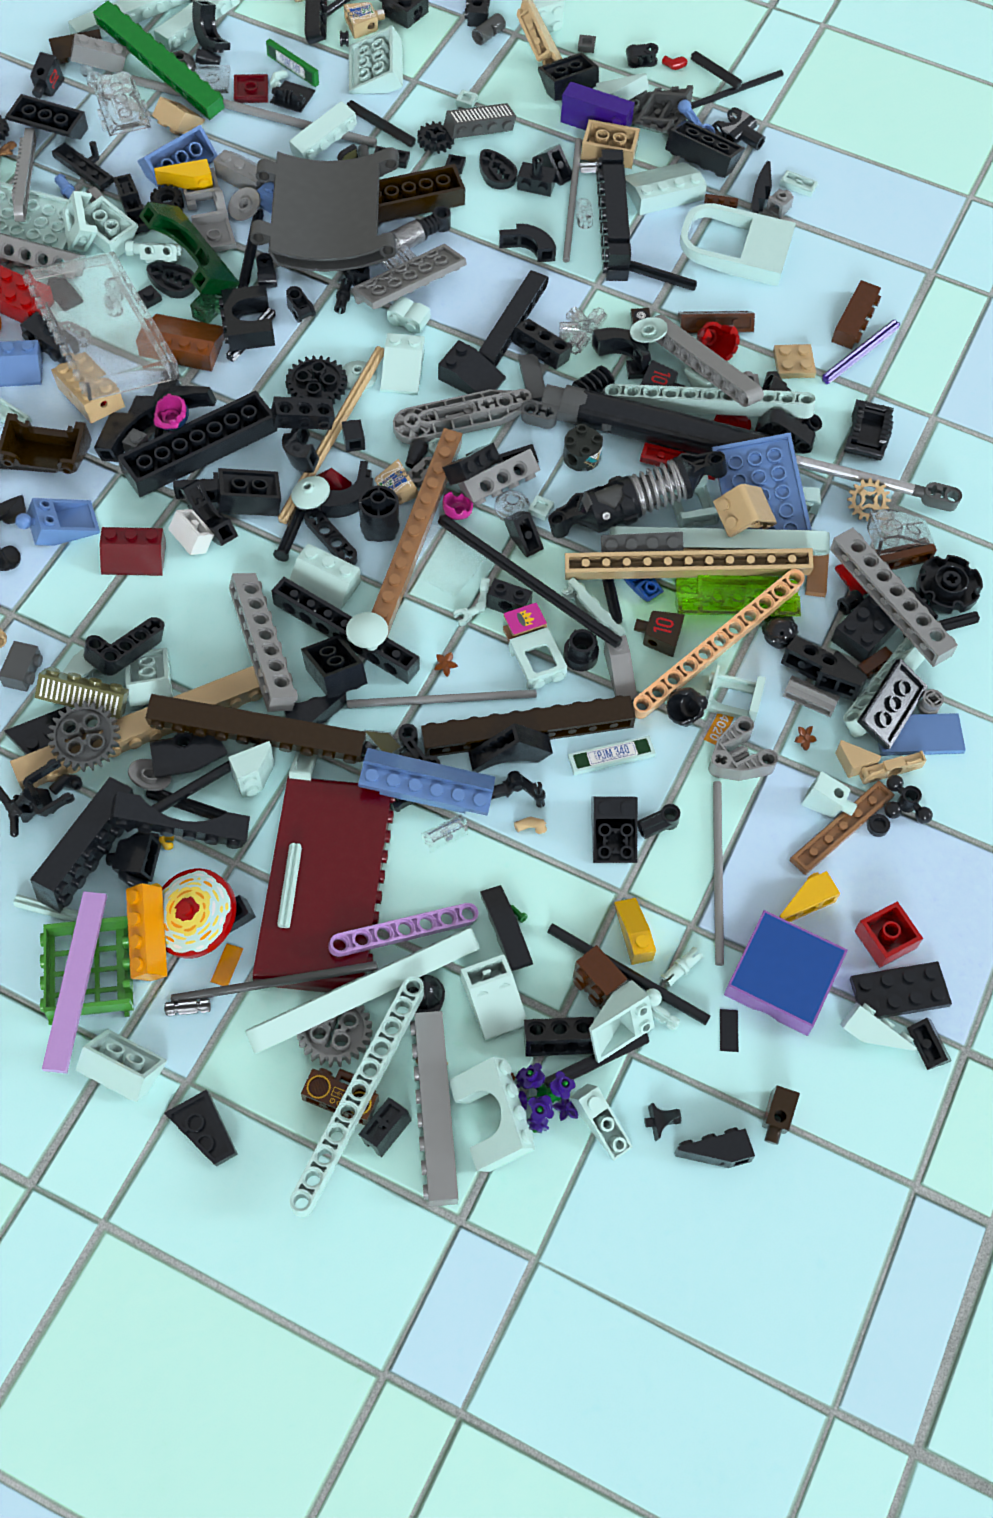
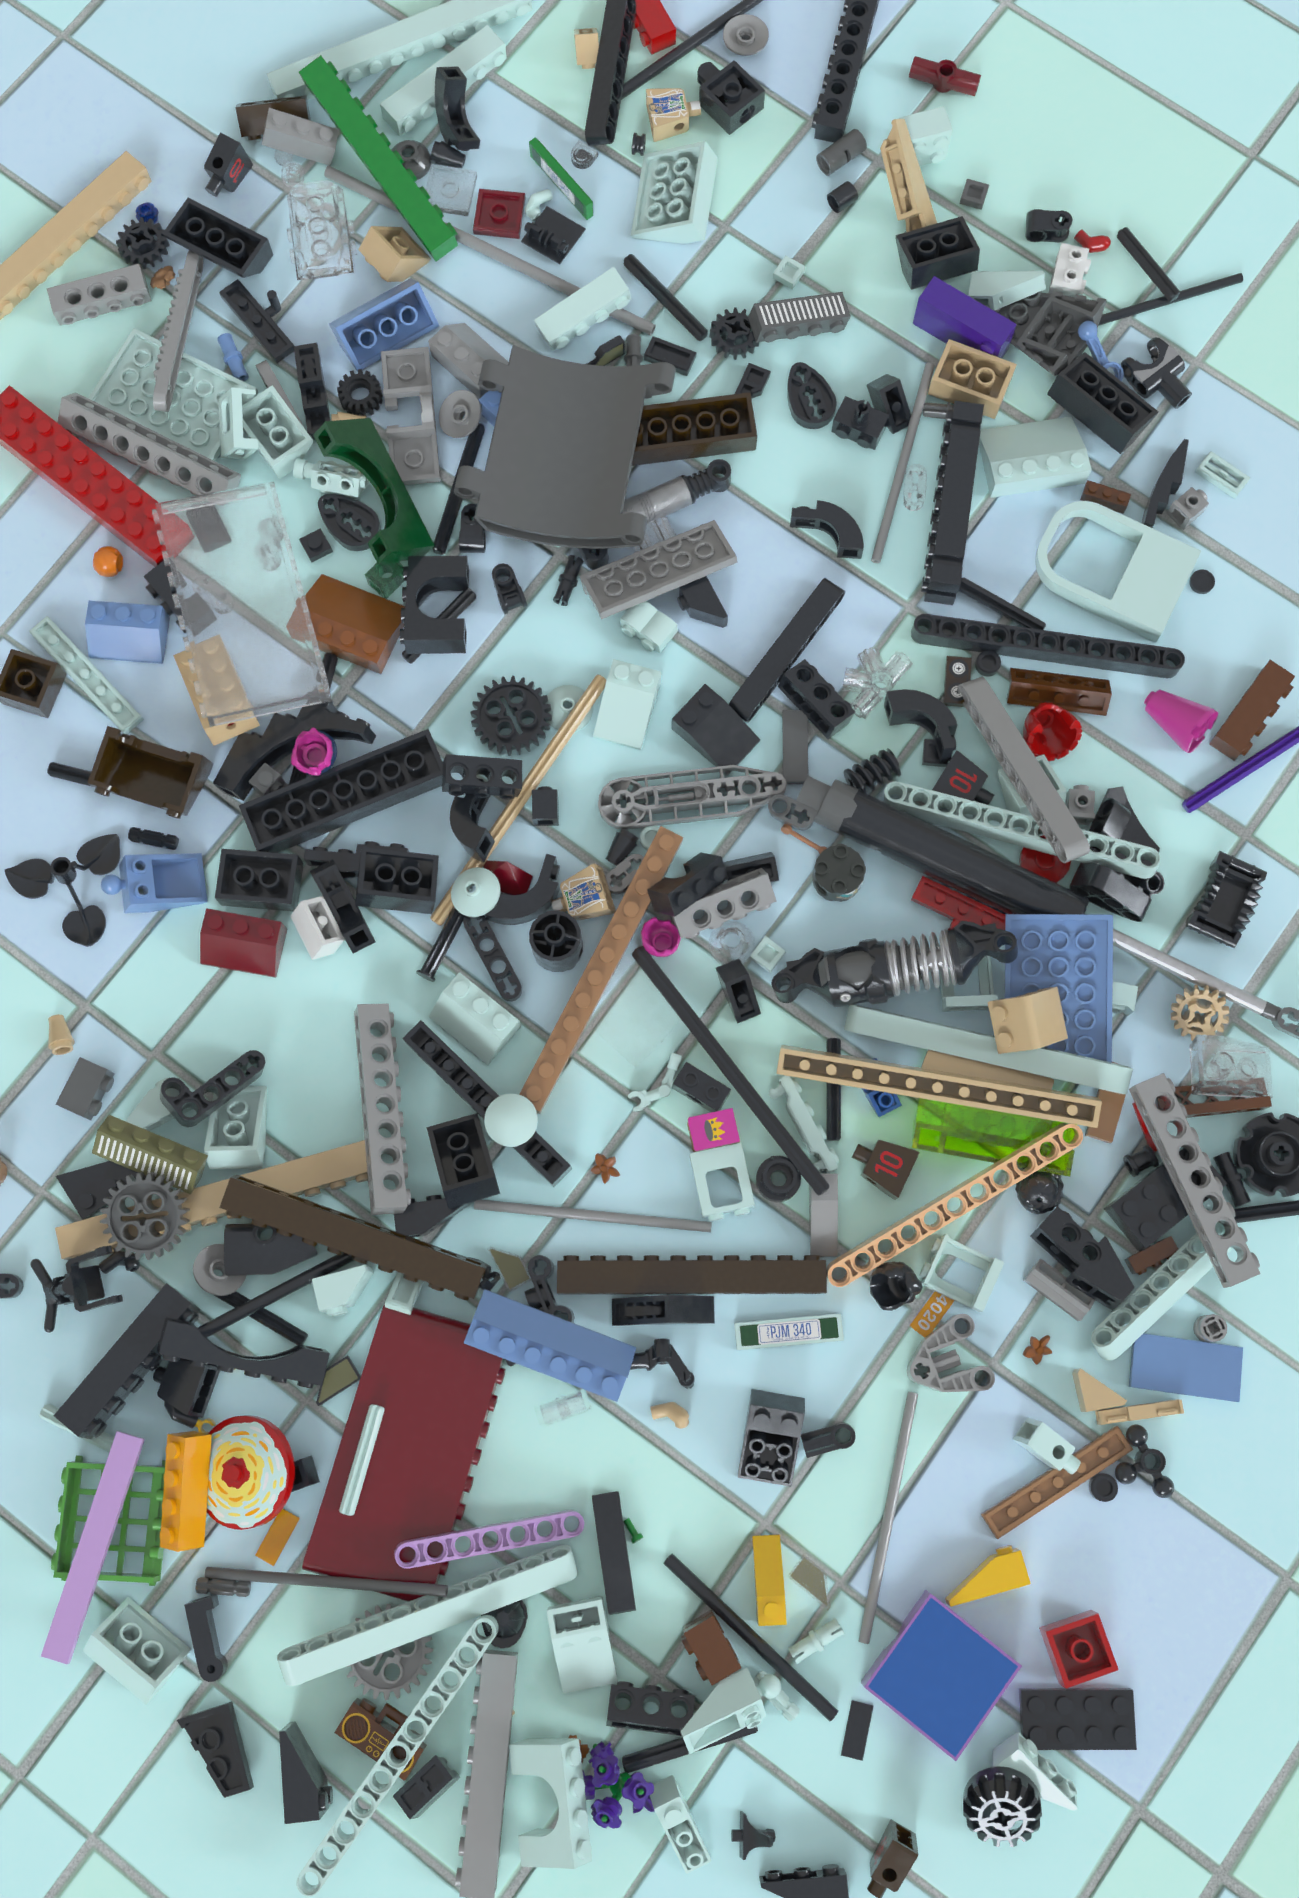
camera: 15 degrees right, 15 degrees up
(51, 493) = (153, 838): none -> black axle
(140, 505) = (259, 880): none -> black brick
(186, 1064) = (204, 1638): none -> black leg
(187, 175) = (395, 361): yellow slope -> none
(258, 841) = (337, 1379): none -> olive tile
(284, 1143) = (303, 1779): none -> black slope
(305, 50) = (583, 155): none -> clear tile
(446, 296) = (702, 602): none -> black slope
(494, 53) = (842, 197): none -> black beam
(537, 429) = (787, 829): none -> nougat hinge
(642, 542) = (884, 1044): dark grey brick -> none
(648, 330) = (960, 699): light aqua dish -> none
(661, 308) = (988, 663): none -> black tile
(663, 75) = (1069, 270): none -> white brick
(668, 926) = (811, 1580): none -> clear tile
(700, 293) = (1058, 641): none -> black beam
(794, 361) = (1151, 770): tan plate -> none
(801, 246) = (1202, 581): none -> black piece
(808, 323) = (1180, 718): none -> dark pink cone
(839, 1065) = (998, 1800): none -> black gear
(892, 704) = (1159, 1329): tile -> none
(929, 1044) = (1096, 1795): black slope -> none

